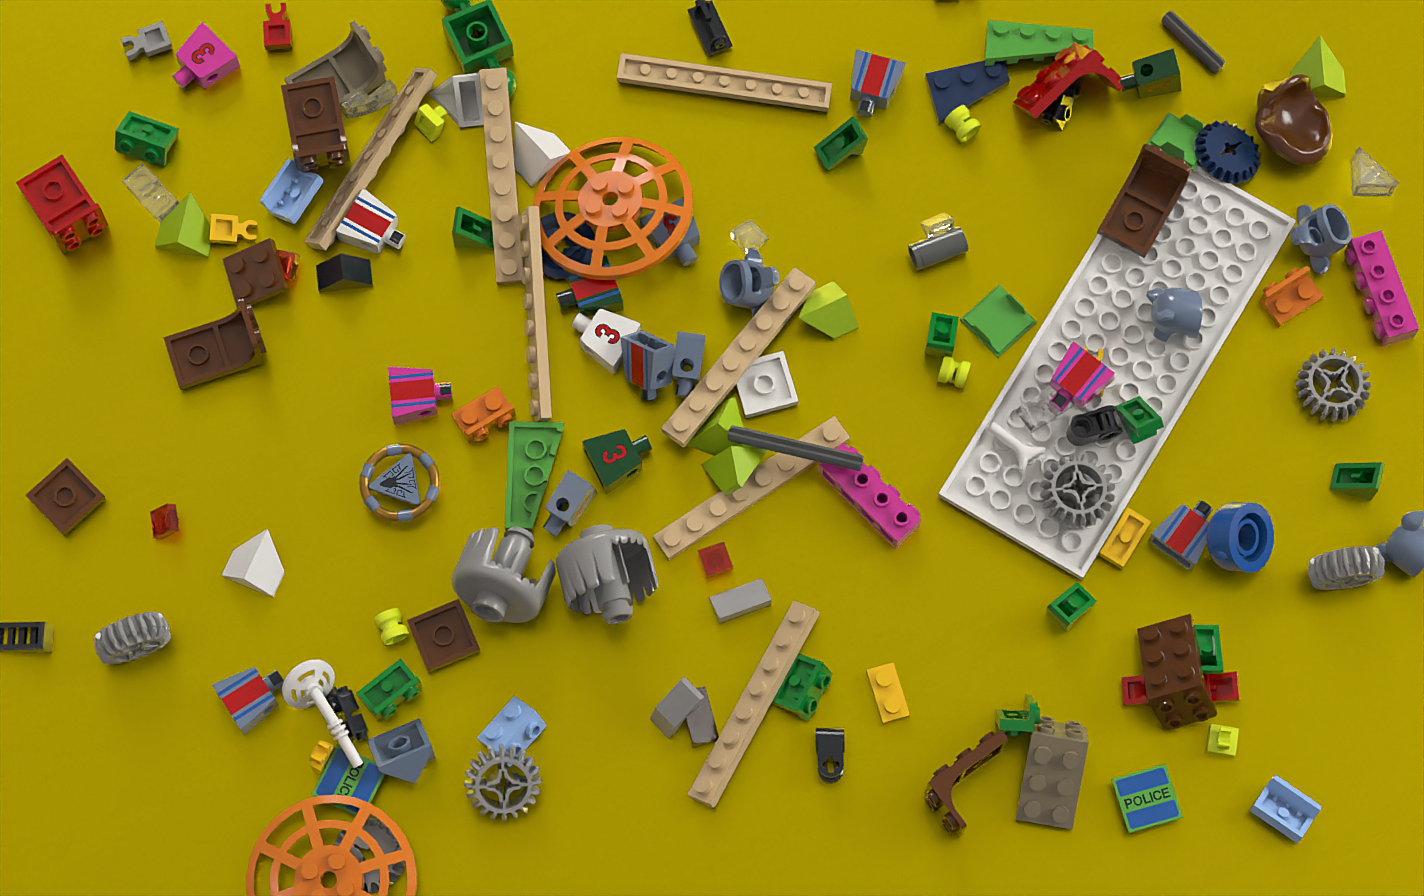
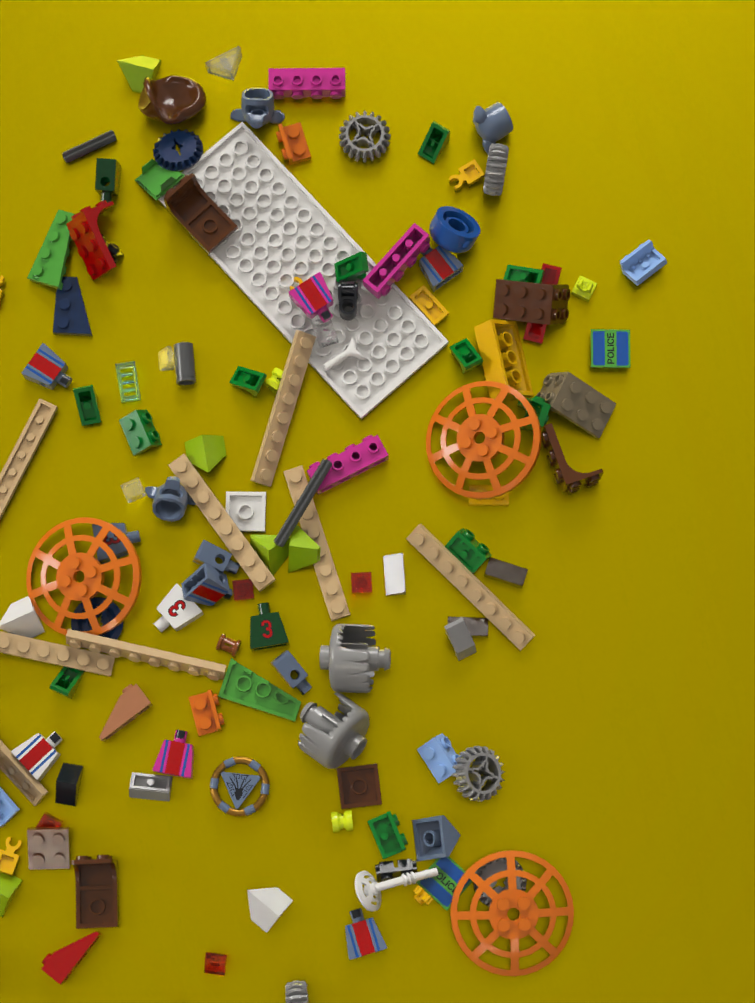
camera: 70 degrees left, 5 degrees up
(118, 336) = (65, 960): none -> red slope
(369, 375) = (150, 786): none -> light grey slope
(458, 313) = (128, 707): none -> nougat slope
(580, 415) = (232, 650): none -> dark orange bush
(591, 294) = (143, 612): torso -> none
(658, 412) = (243, 590): none -> clear red plate
(788, 746) = (505, 572): none -> dark brown slope
(829, 221) = (140, 431): none -> green bracket
(830, 749) = (515, 545): black piece -> none
(905, 190) = (125, 365): none -> clear light blue slope
(918, 388) = (283, 408): none -> tan plate
(962, 123) = (98, 318): neon yellow wheel -> none
(962, 668) = (492, 444): none -> orange dish
(998, 321) = (248, 340): bright green piece -> none
(1076, 469) = (397, 326): light grey gear -> none
(1081, 659) = (503, 357): none -> yellow slope
(1167, 472) = (396, 261): none -> dark pink brick
(1175, 312) = (285, 219): sand blue piece -> none
(1328, 537) = (469, 174): none -> yellow plate

